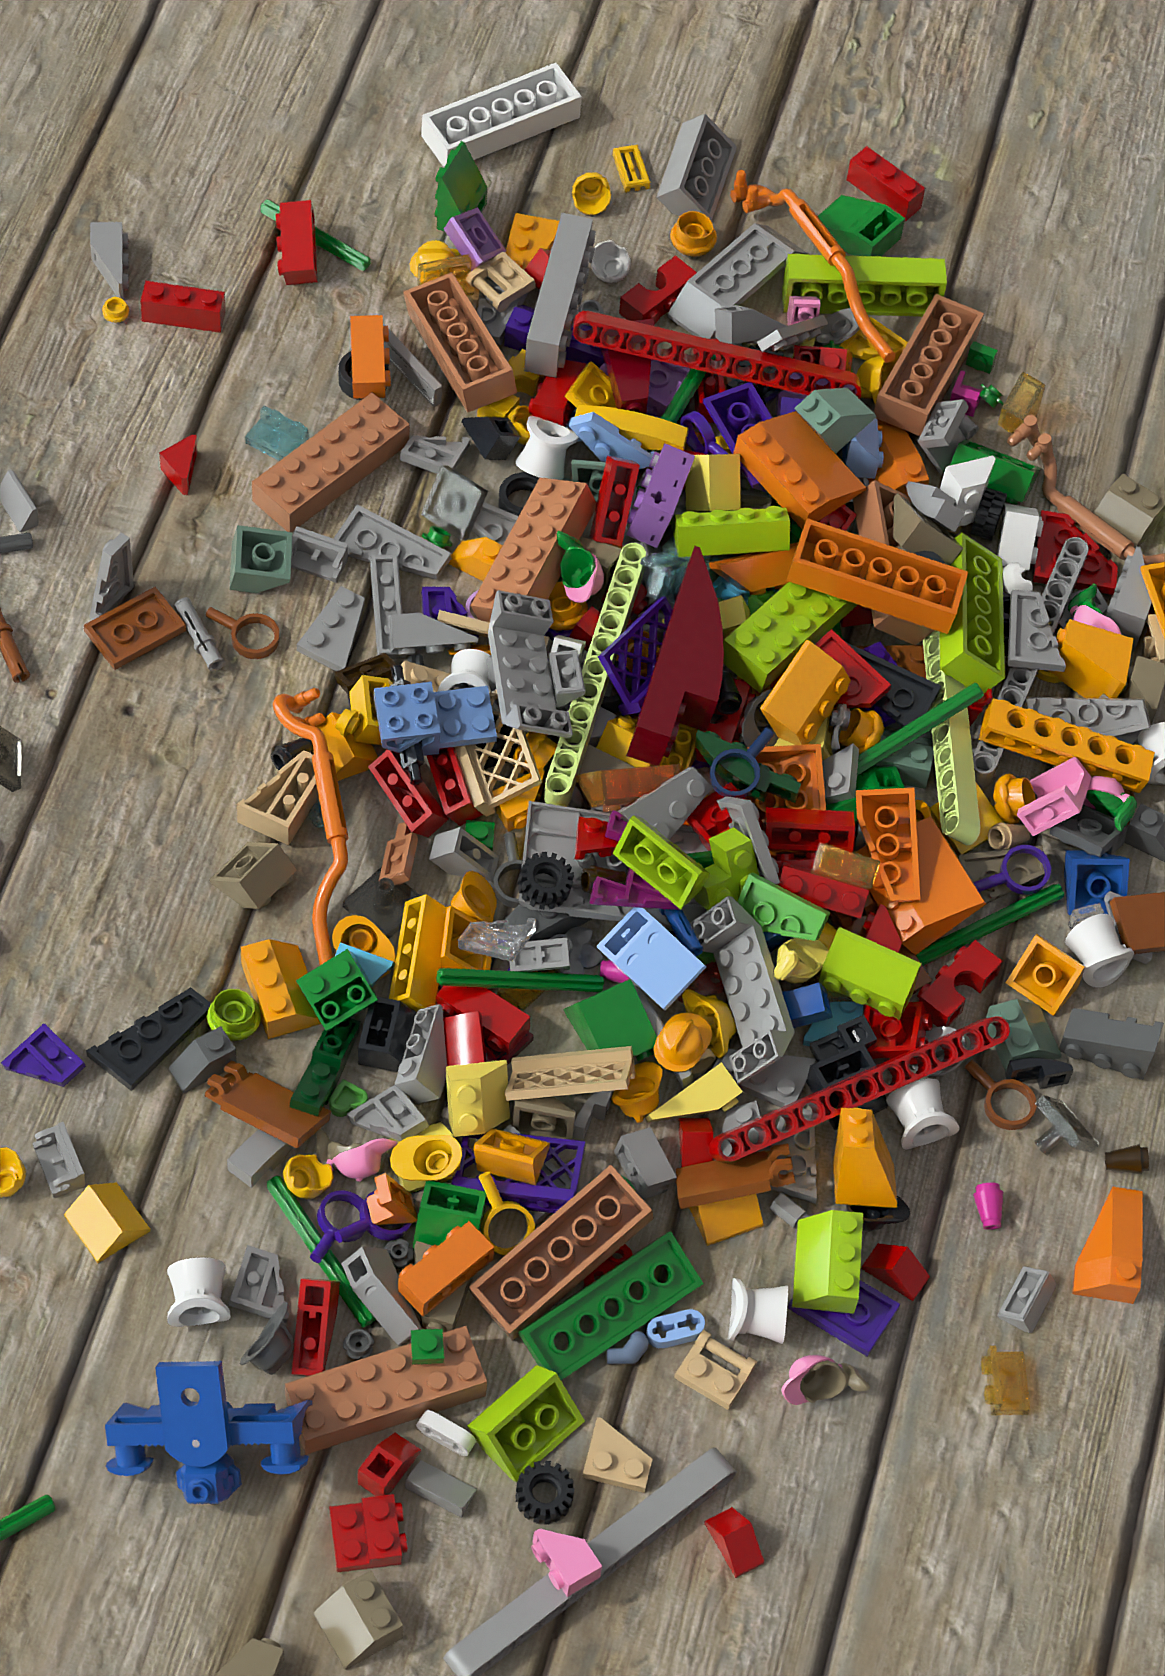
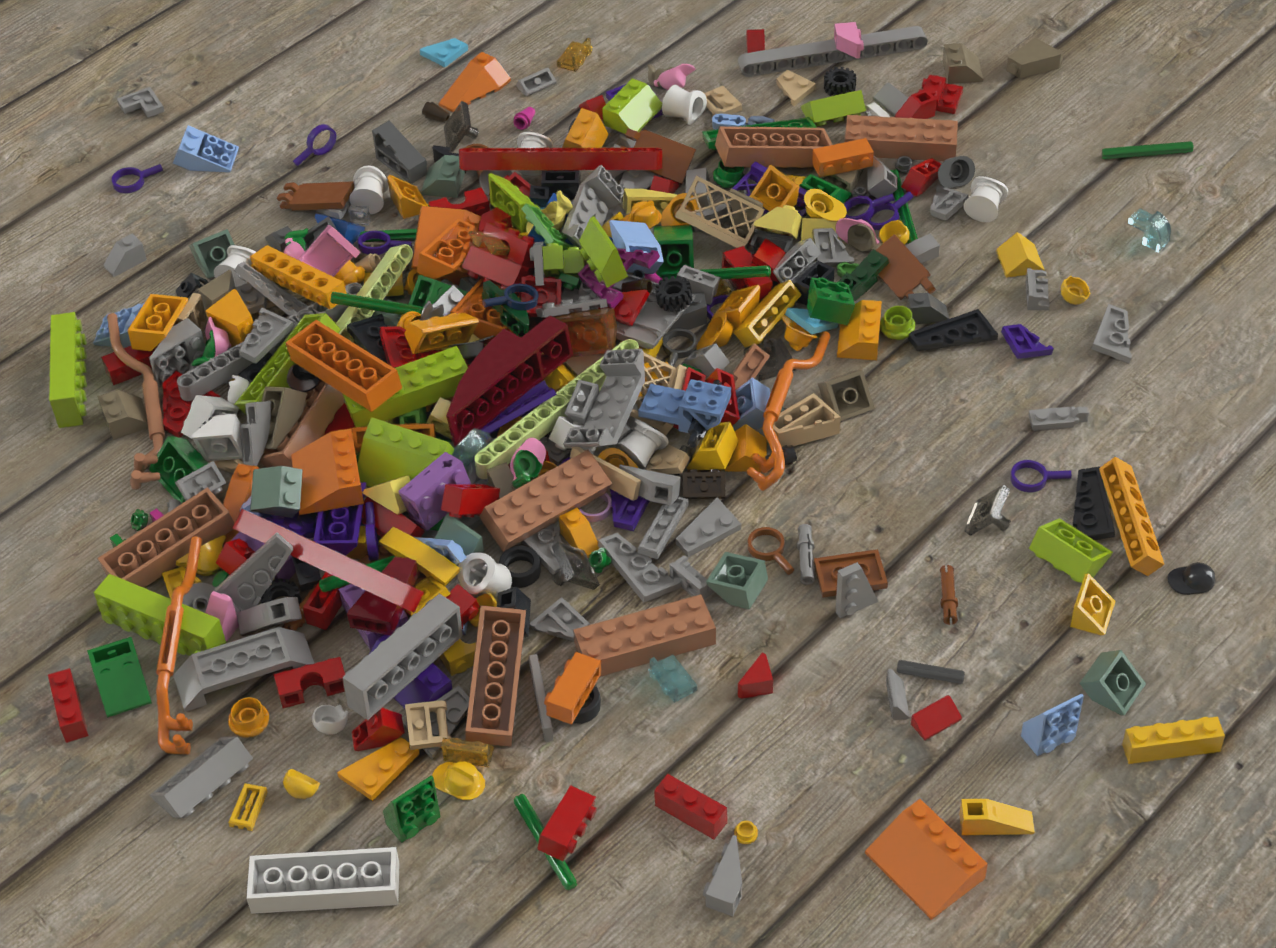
camera: 145 degrees left, 10 degrees down
(203, 1432) = (1008, 134): blue piece -> none
(348, 722) = (740, 436): yellow plate -> none
(367, 807) = (751, 401): none -> light blue slope
(391, 1203) = (855, 199): orange slope -> none
(427, 1346) = (872, 128): green plate -> none
(474, 237) = (426, 760): medium lavender slope -> none
(497, 938) = (718, 286): clear wing -> none
(1021, 402) = (129, 496): clear yellow slope -> none

